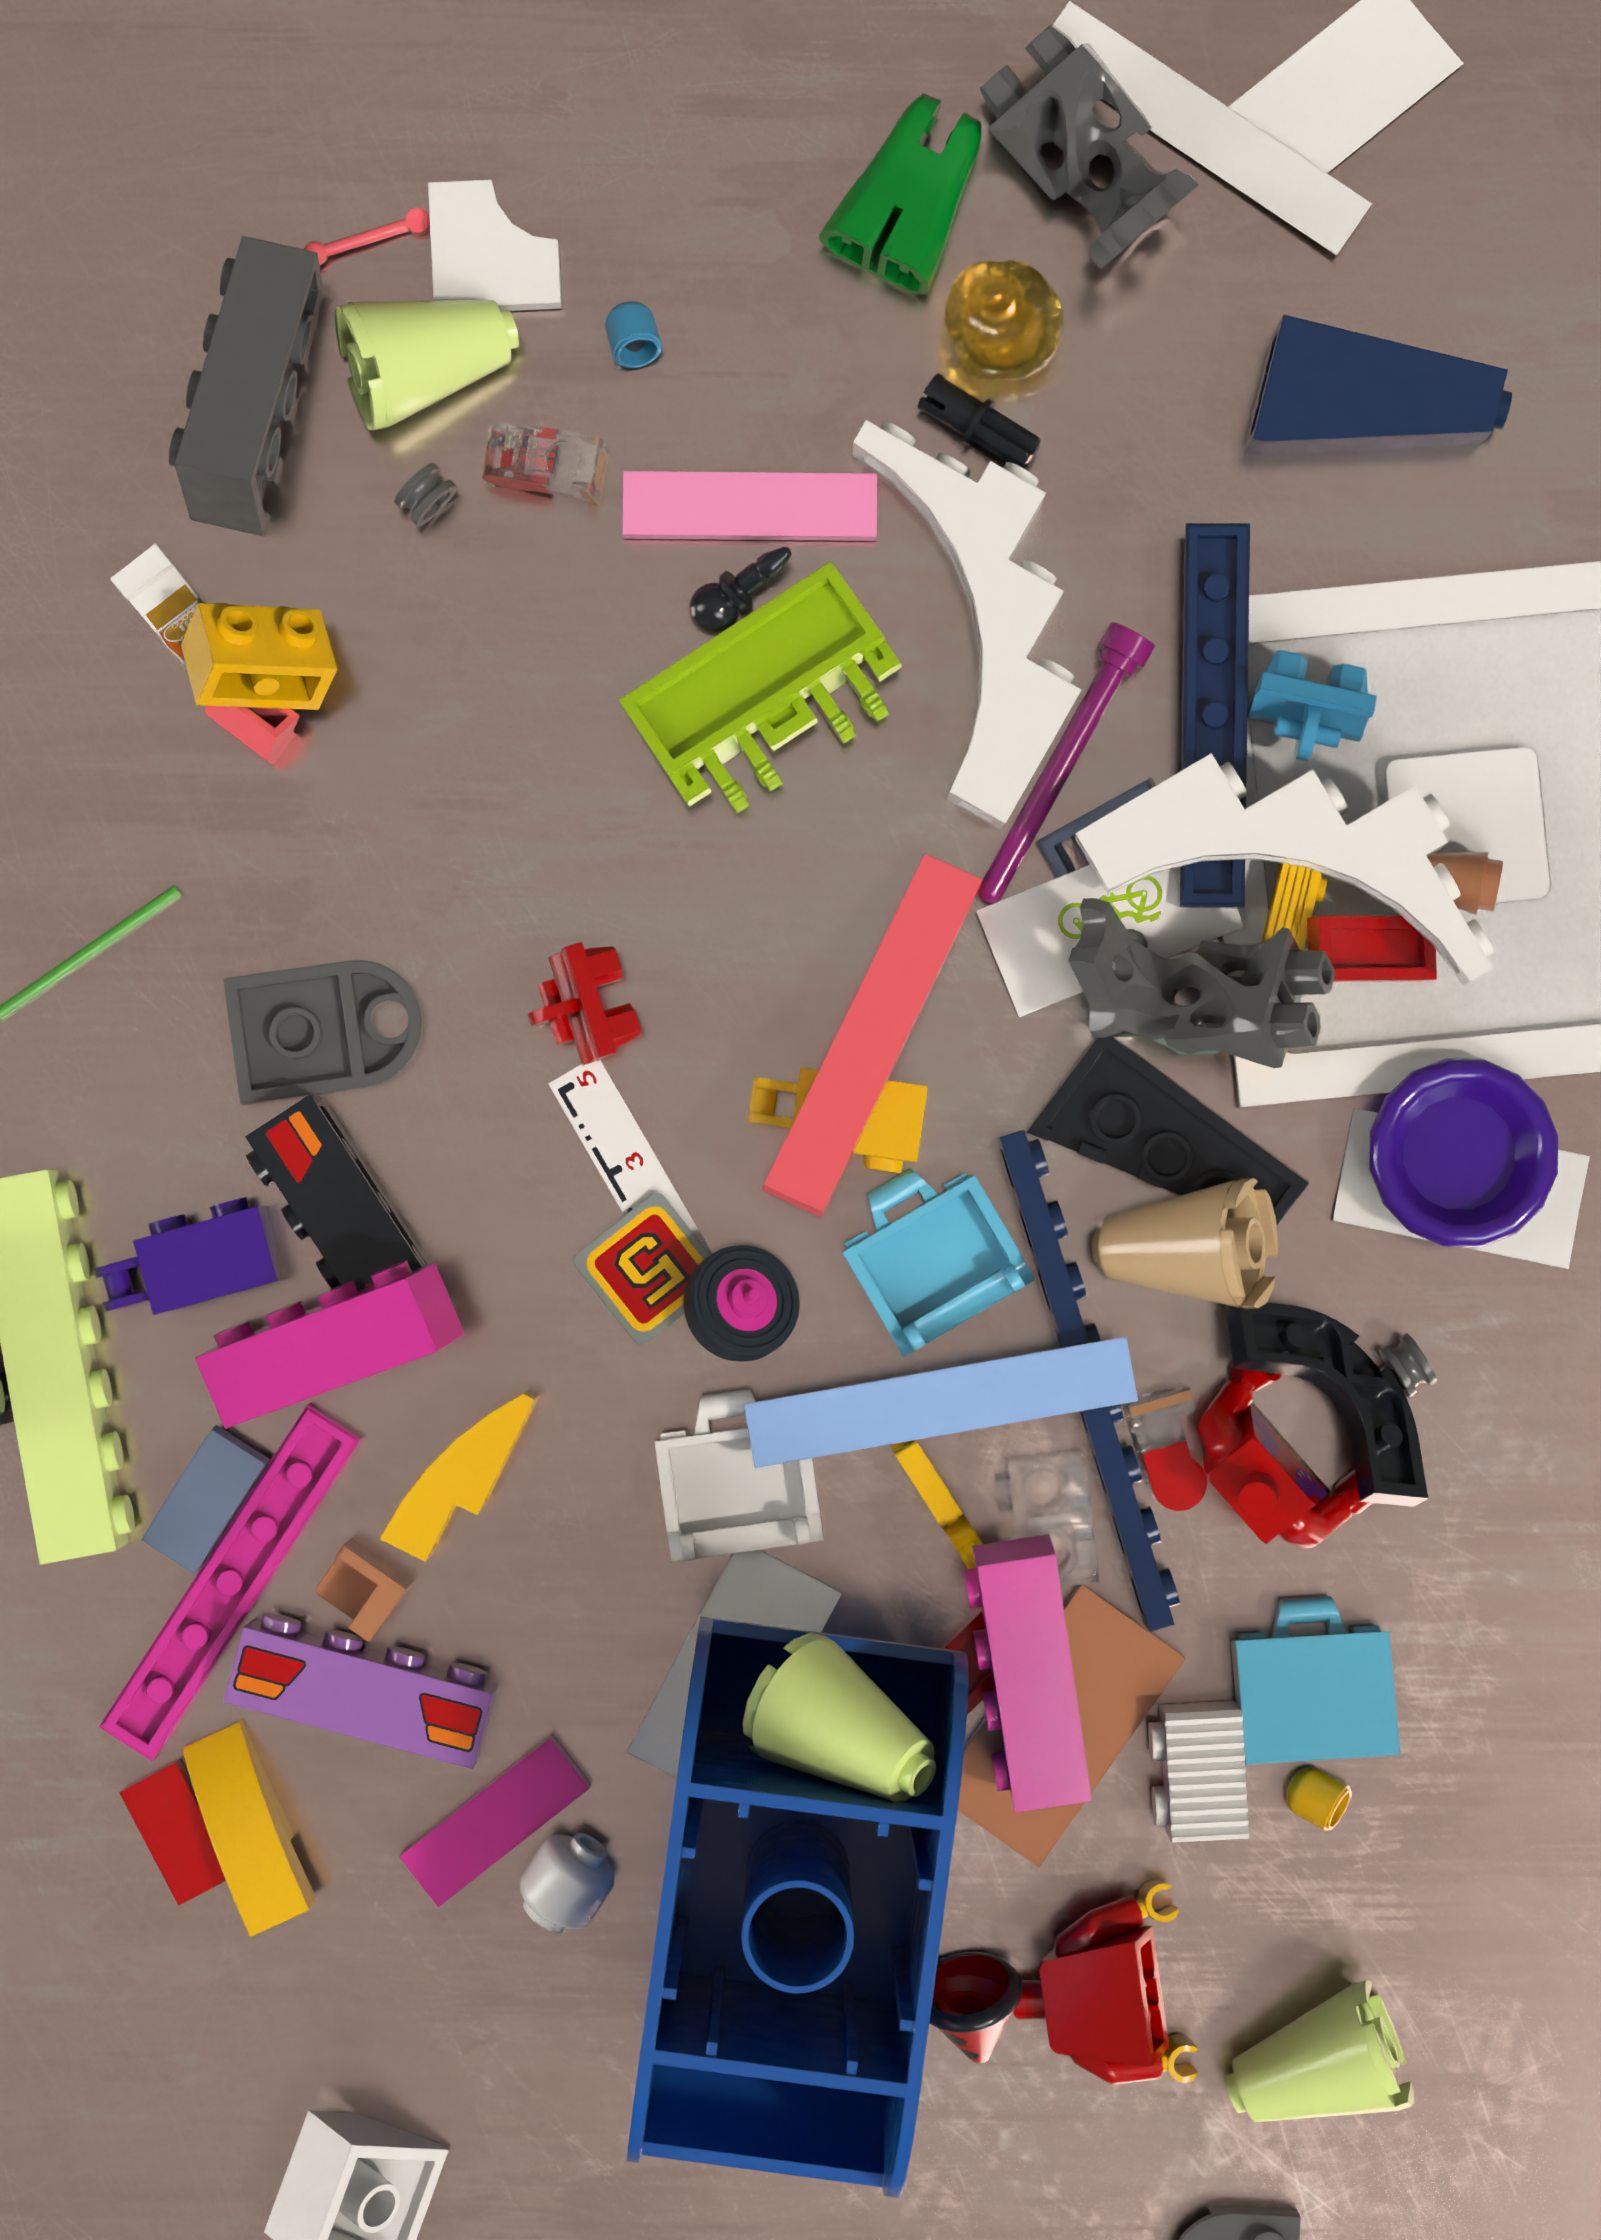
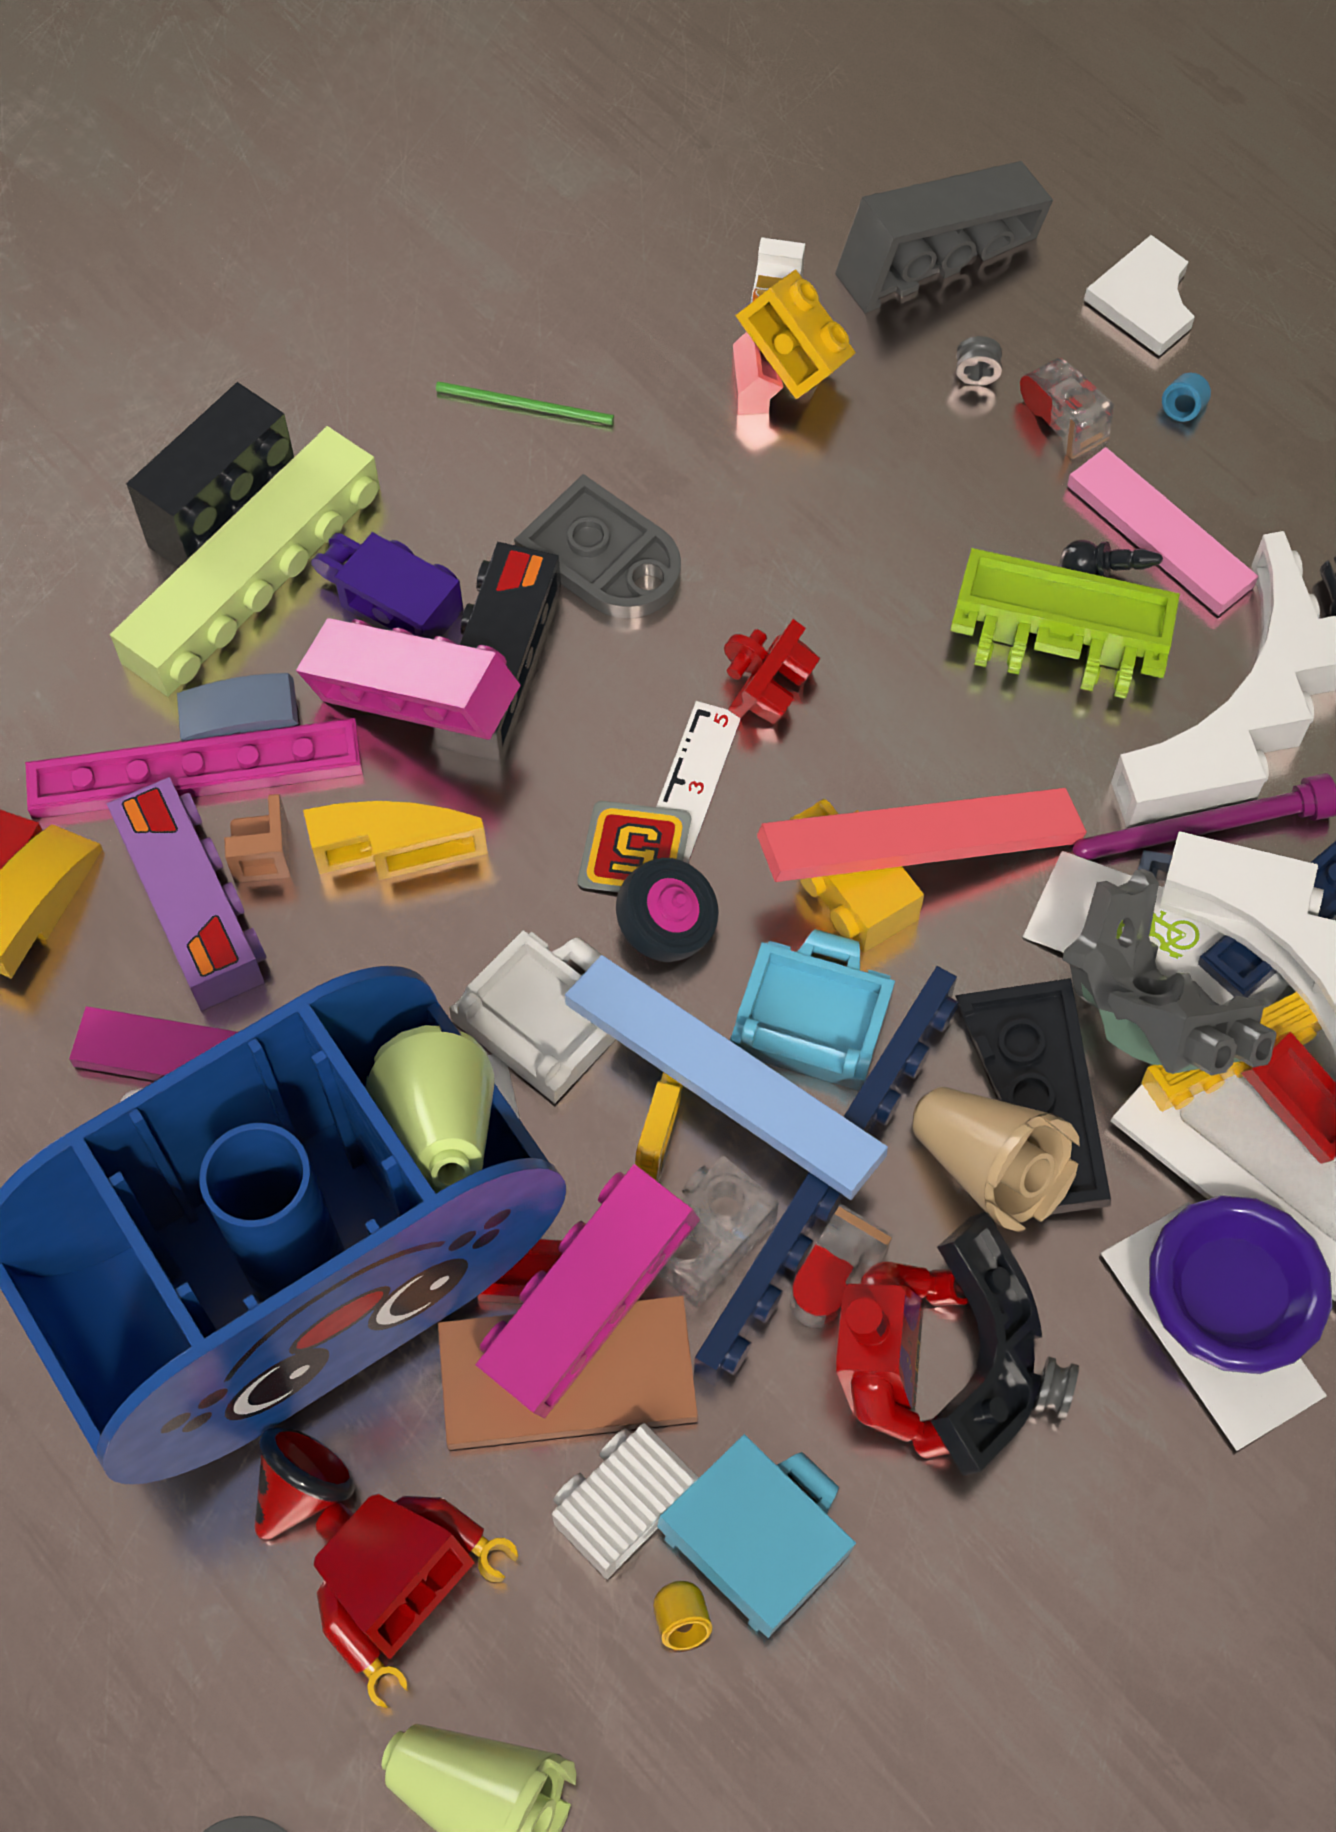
camera: 50 degrees right, 25 degrees down
(416, 222) = (1119, 250): coral hinge -> none
(419, 352) = (1057, 291): yellowish green cone -> none

